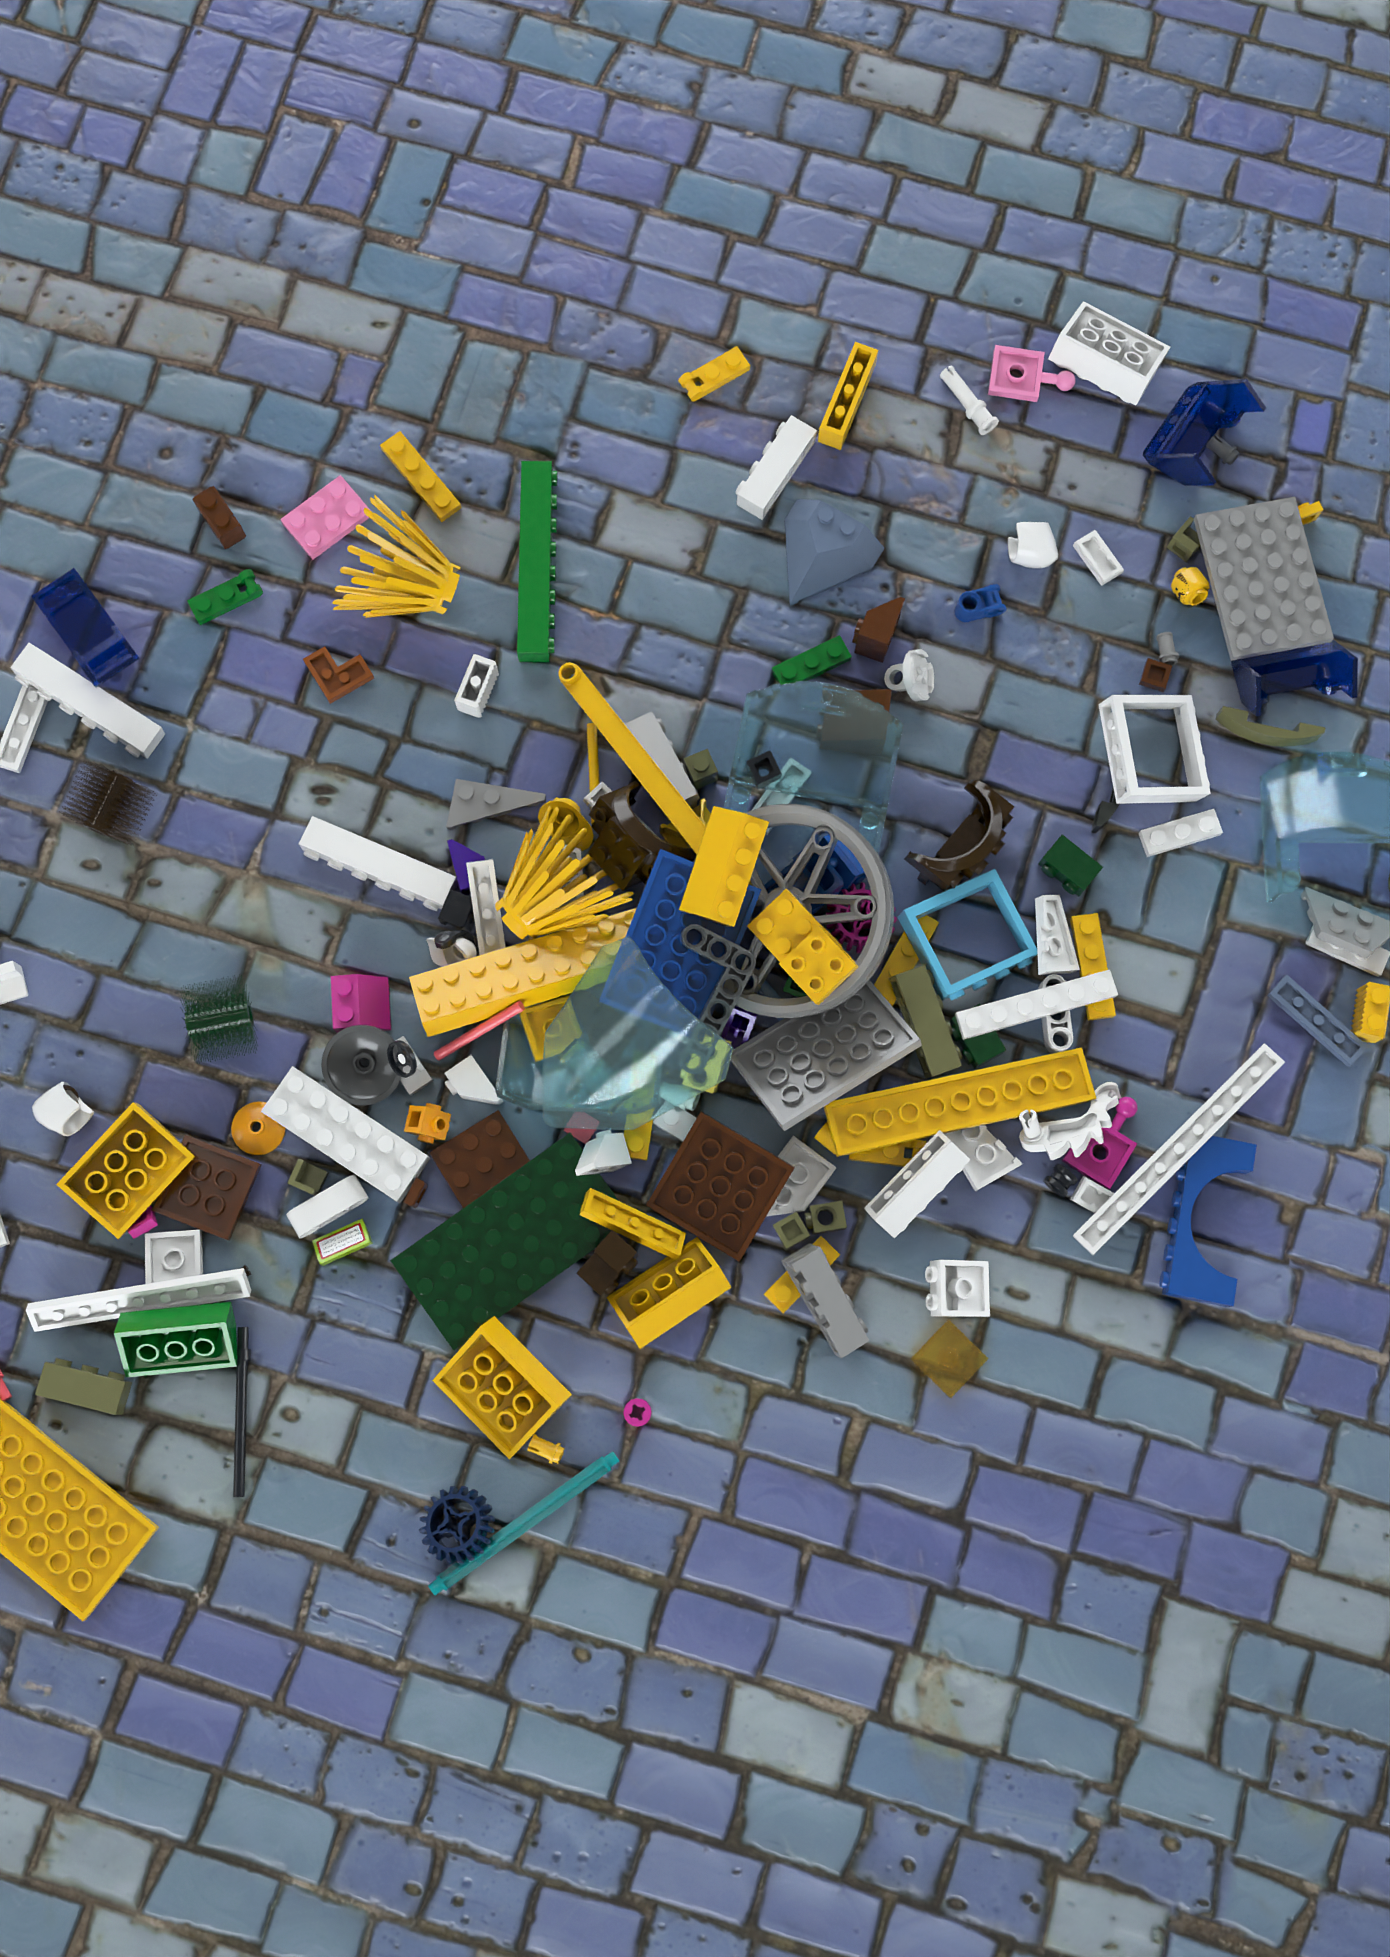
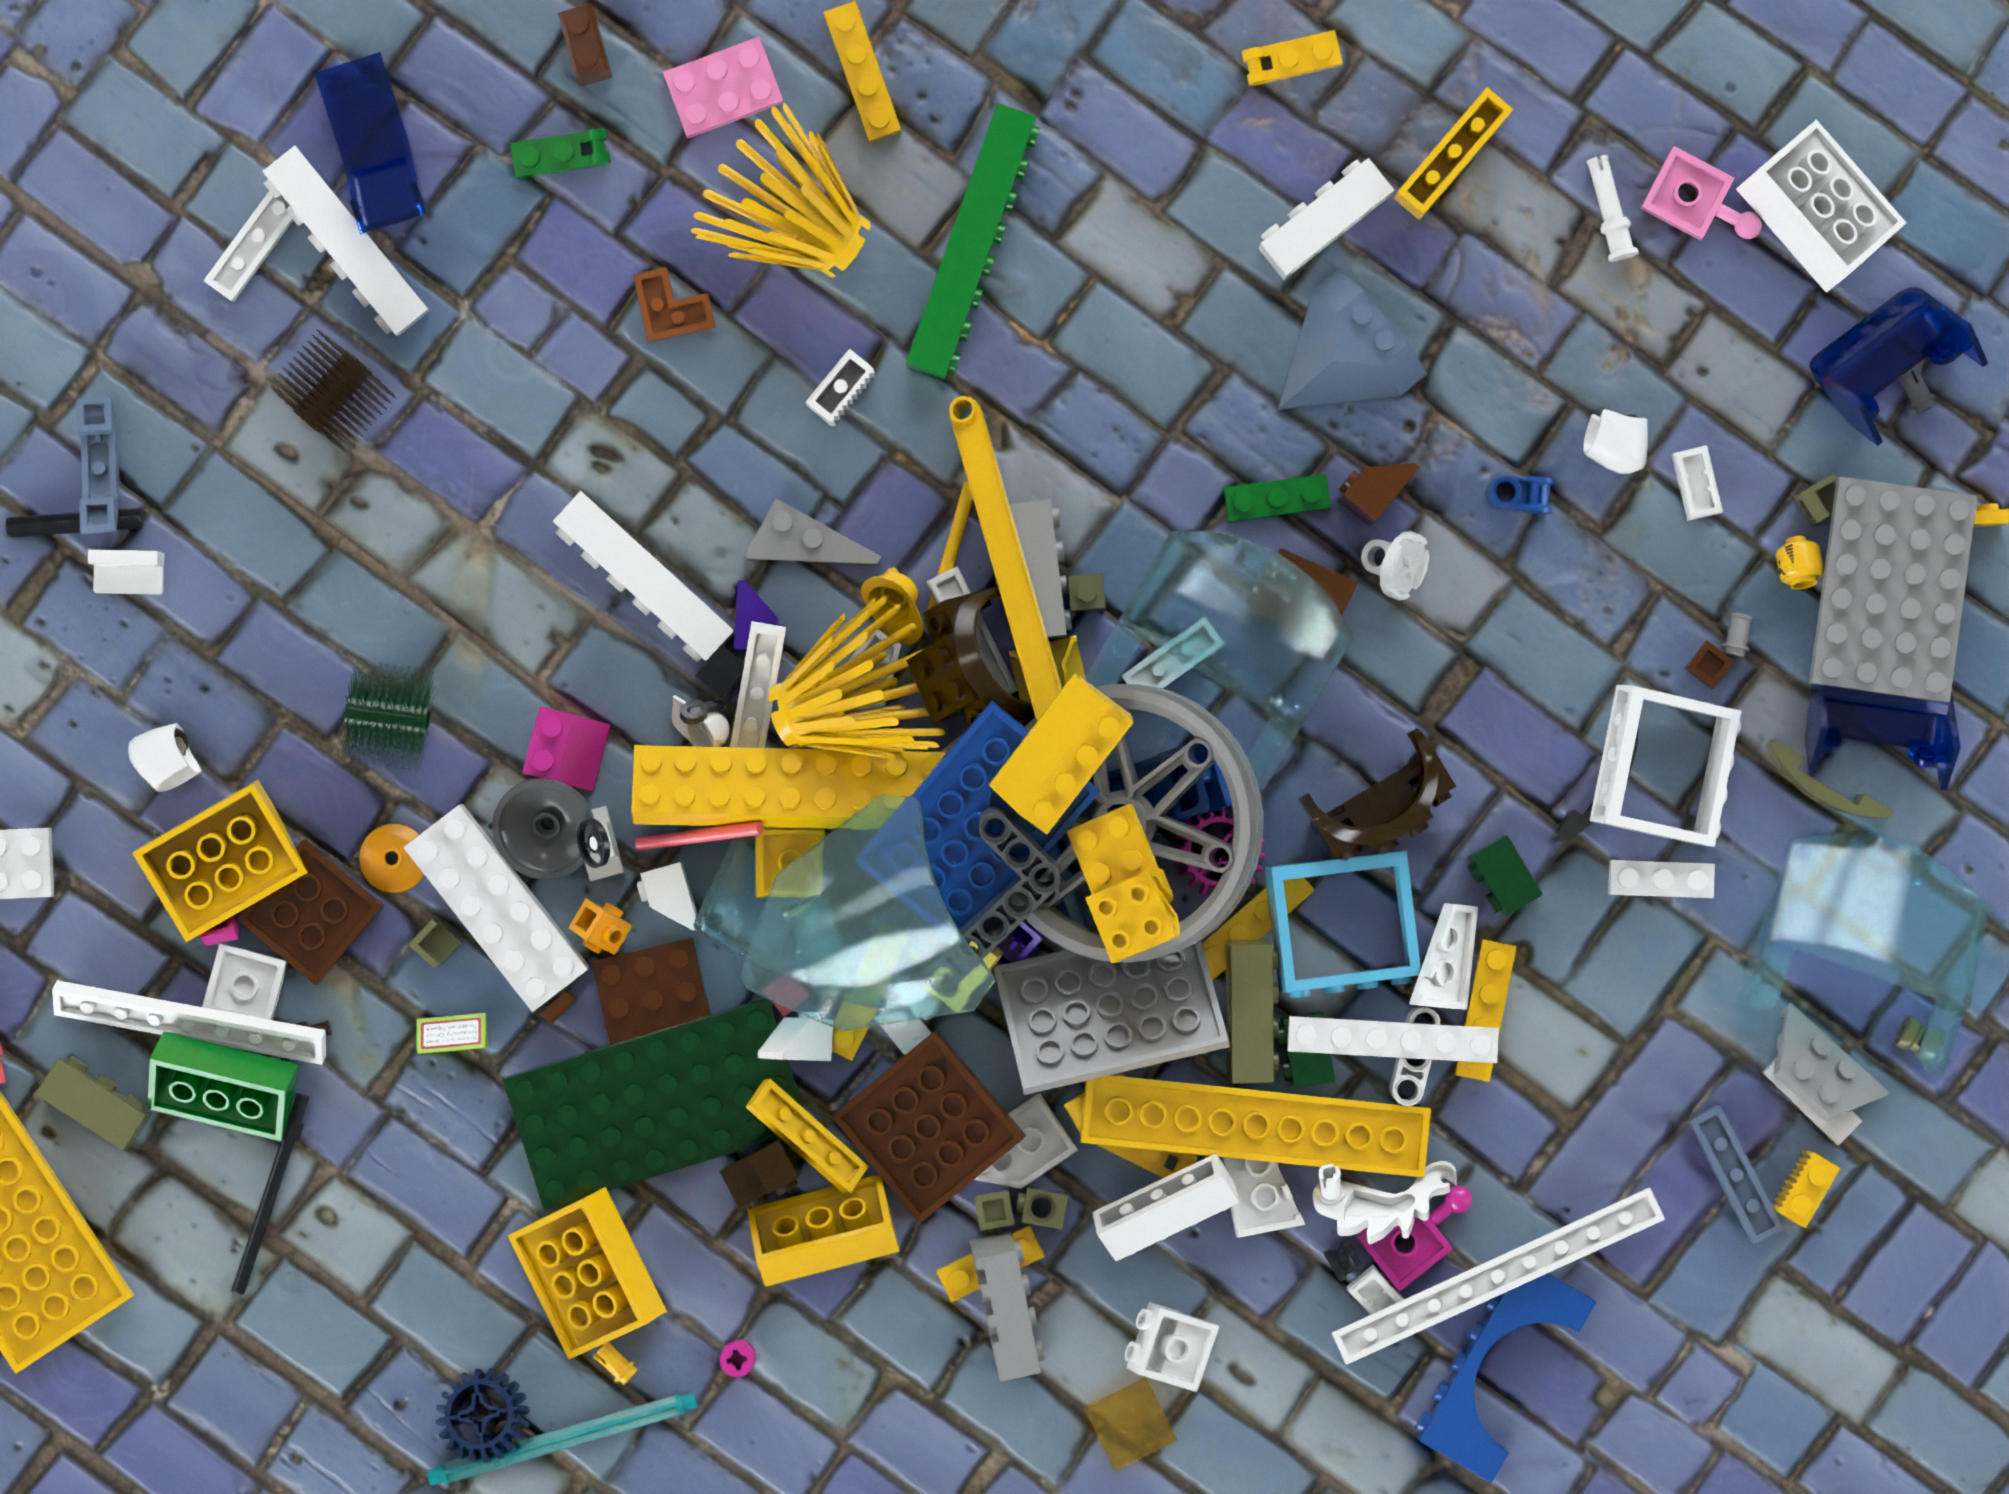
camera: 20 degrees right, 10 degrees up
(327, 1206) = (447, 985): white beam -> none
(767, 762) = (1149, 623): black plate -> none

